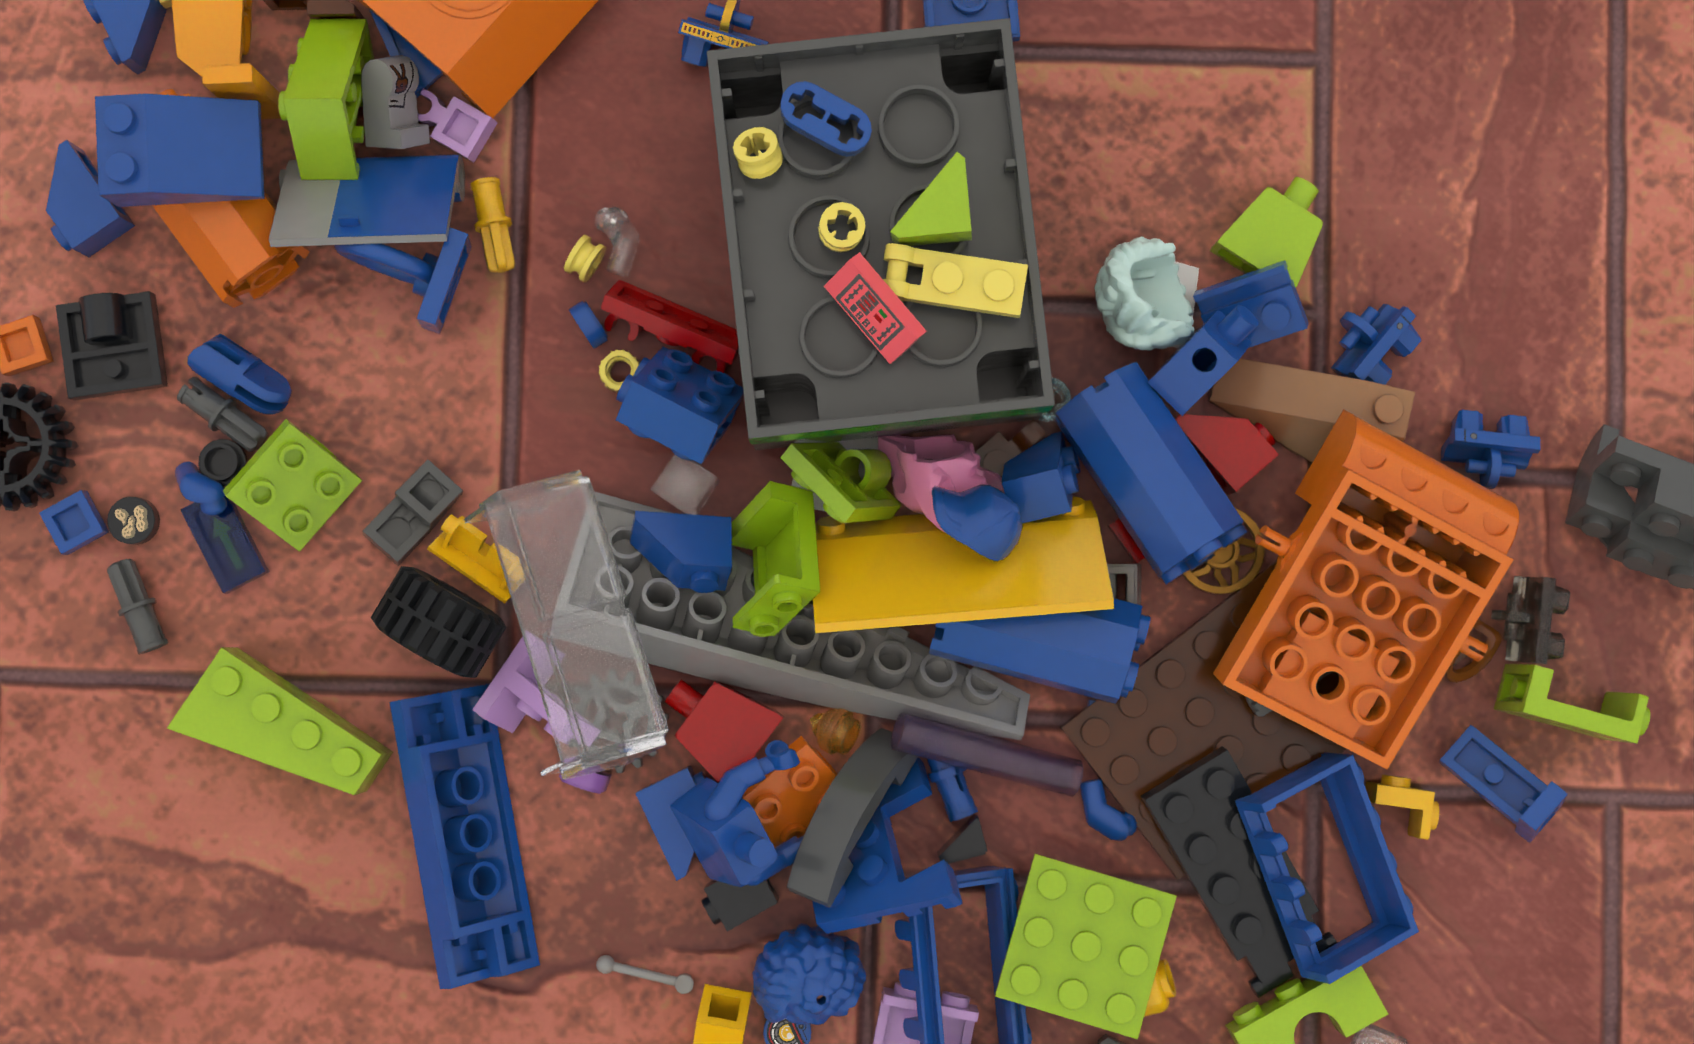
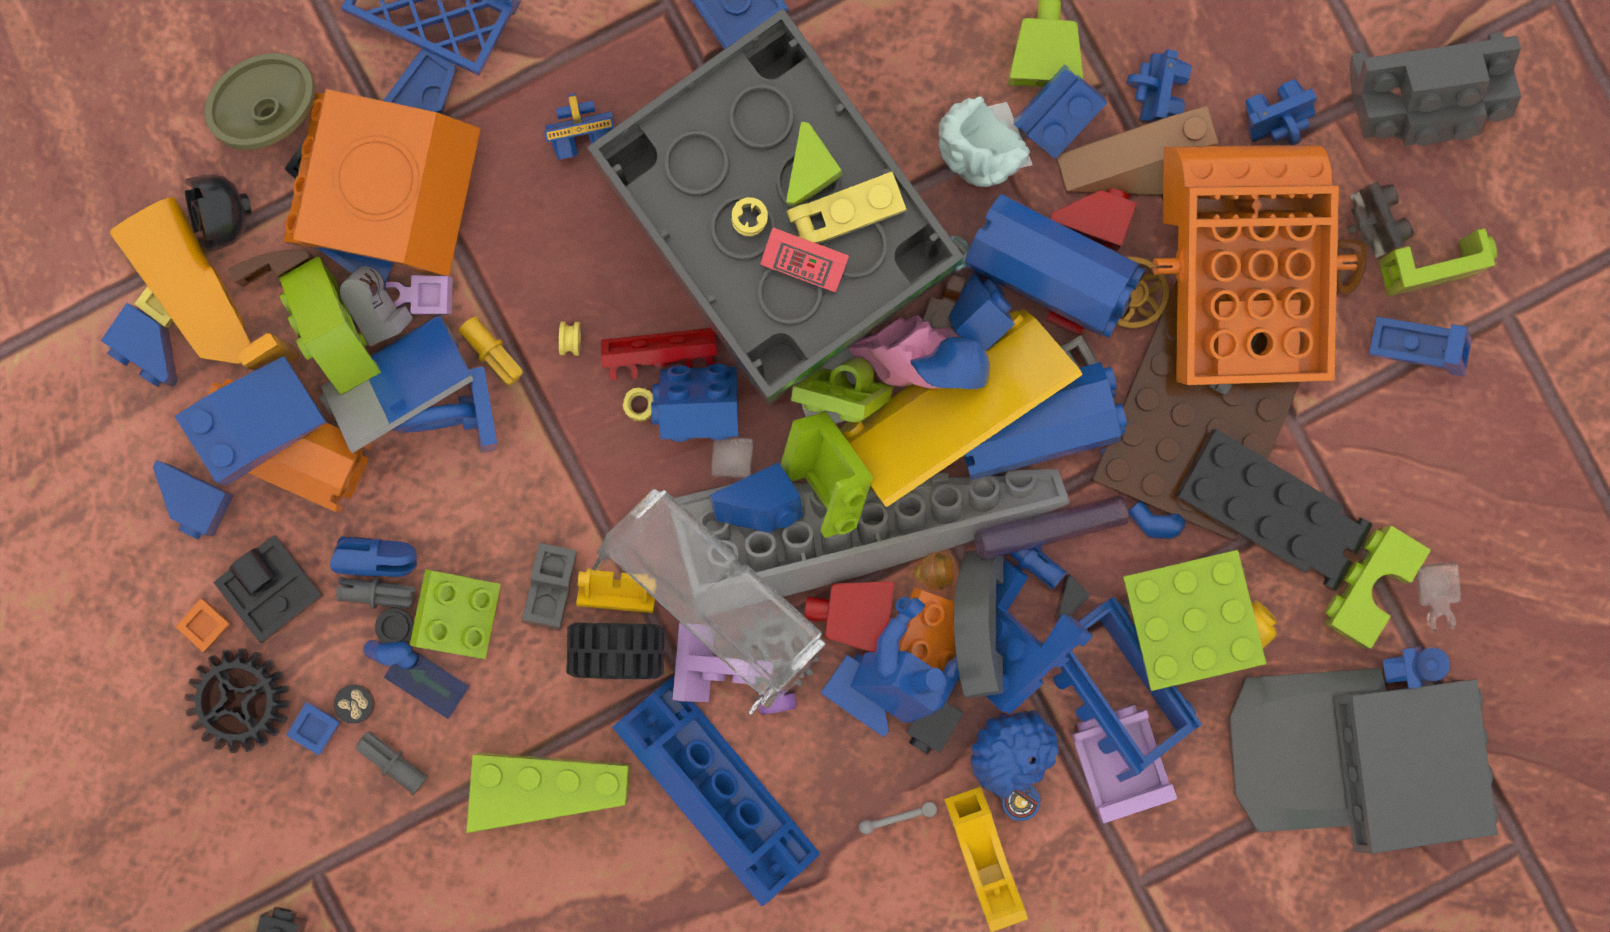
camera: 25 degrees left, 0 degrees up
(589, 324) = (599, 383): blue tile -> none
(623, 237) = (587, 307): clear arm -> none
(752, 142) = (654, 190): light yellow bush -> none
(832, 108) = (696, 138): blue beam -> none
(1204, 358) = (1047, 165): blue torso -> none
(1369, 857) = (1352, 444): blue window -> none
(1397, 792) = (1351, 392): yellow bracket -> none

